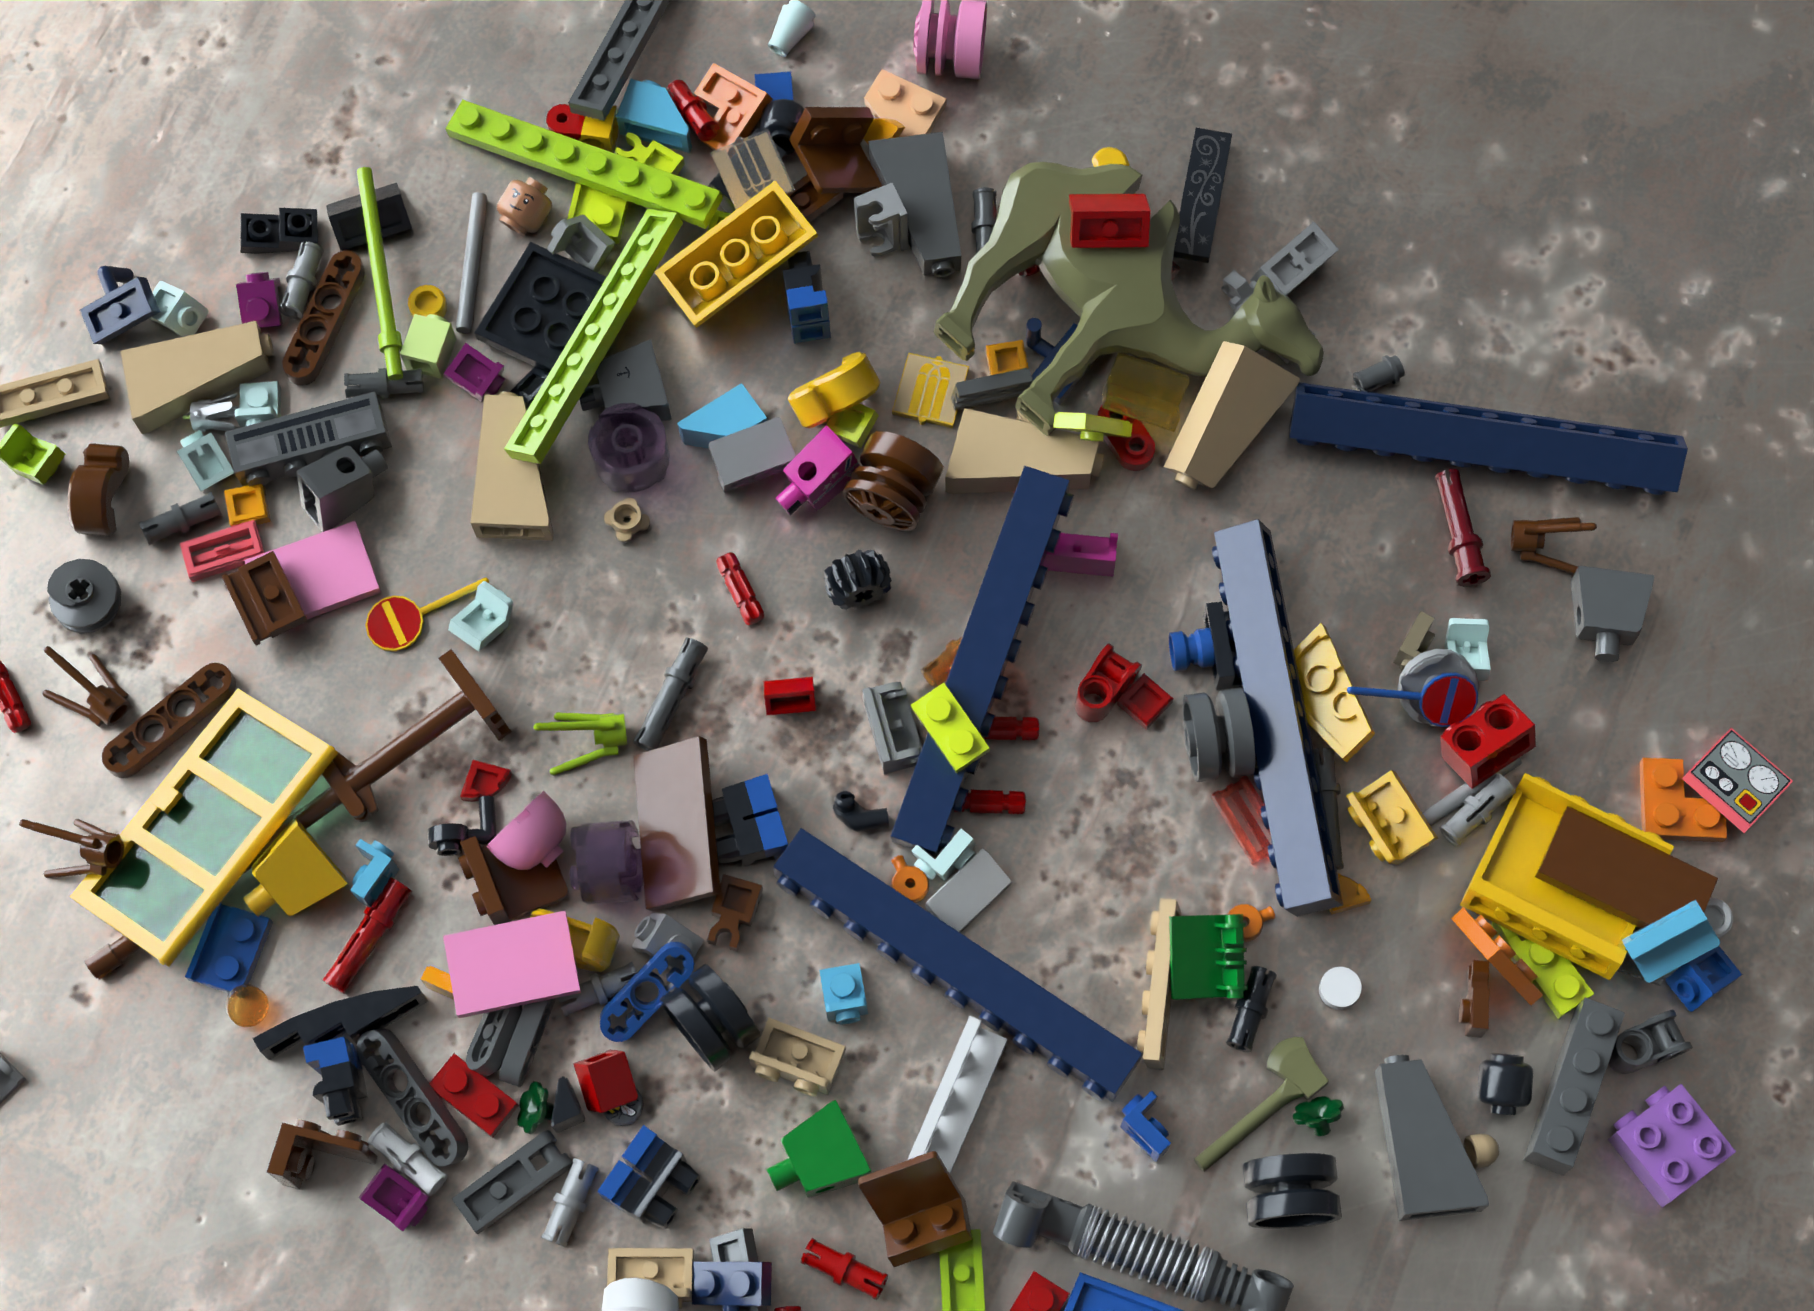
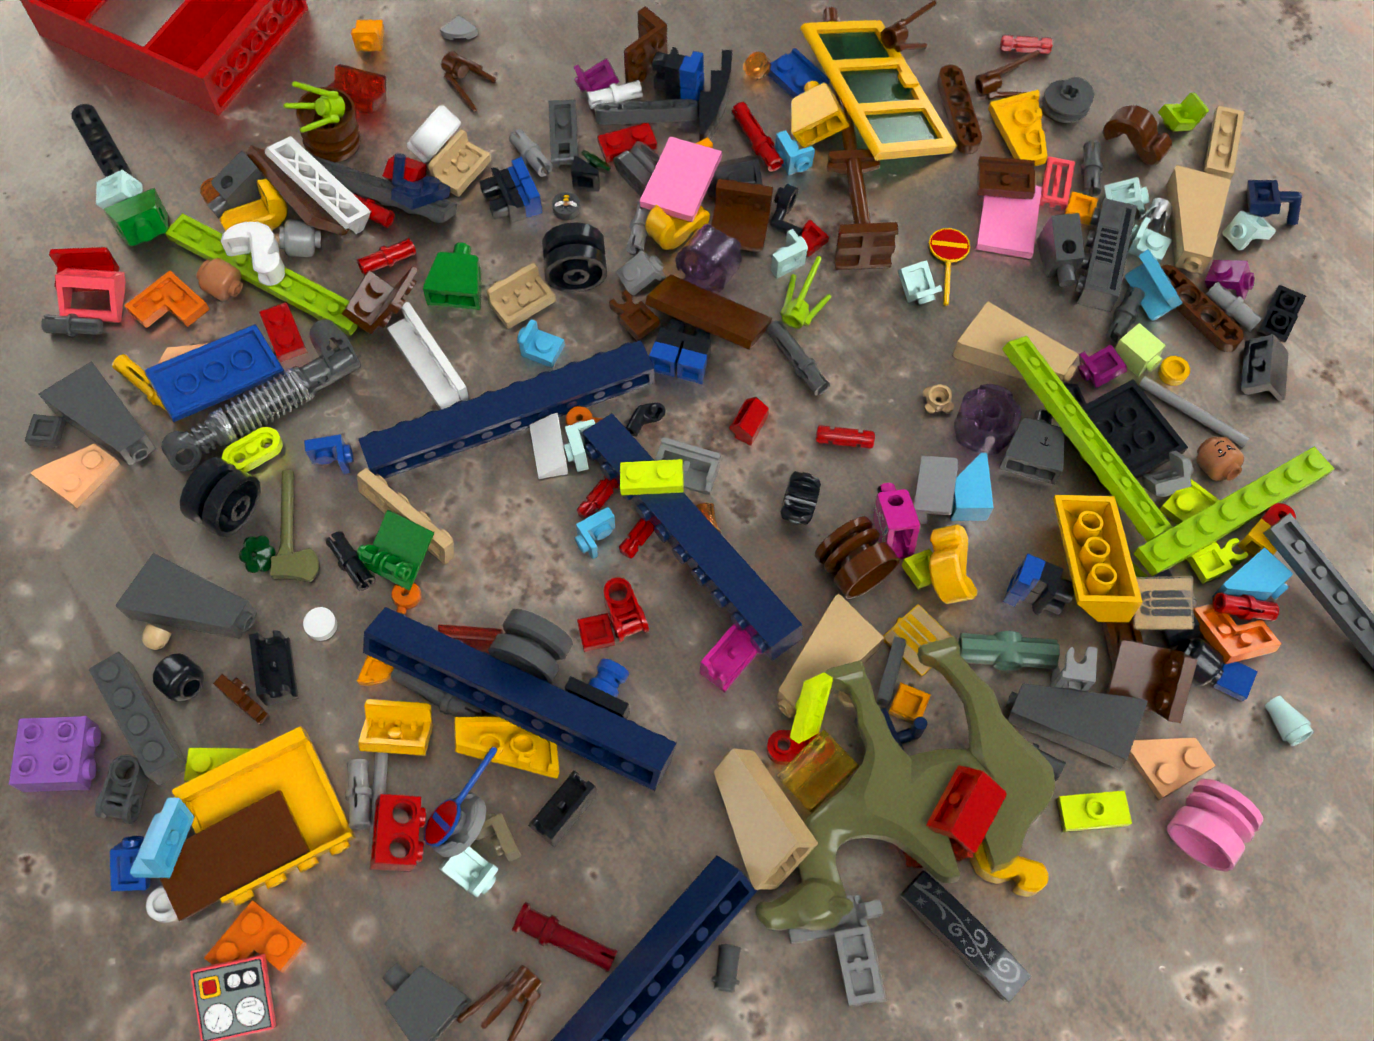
camera: 120 degrees right, 5 degrees down
(160, 631) = (1021, 125): none -> yellow wing
(322, 374) = (1158, 290): none -> medium azure panel
(389, 339) = (1154, 323): lime bar -> none
(436, 915) = (741, 170): none -> black panel
(531, 835) = (752, 227): bright pink cylinder -> none
(533, 780) = (790, 256): none -> light aqua bracket
(606, 1081) = (583, 197): red panel -> none
(618, 1006) = (624, 247): blue beam -> none
(883, 129) = (1155, 729): light orange tile -> none
(889, 299) = (1009, 650): none -> sand green piece
(997, 147) = (1094, 811): none -> neon yellow plate
(1033, 773) = (594, 527): none -> medium azure bracket
(1205, 1219) = (252, 449): none -> neon yellow plate
(1347, 607) = (563, 808): none -> black hinge
(1421, 993) = (273, 668): none -> black hinge
(1499, 954) = (250, 718): orange plate -> none

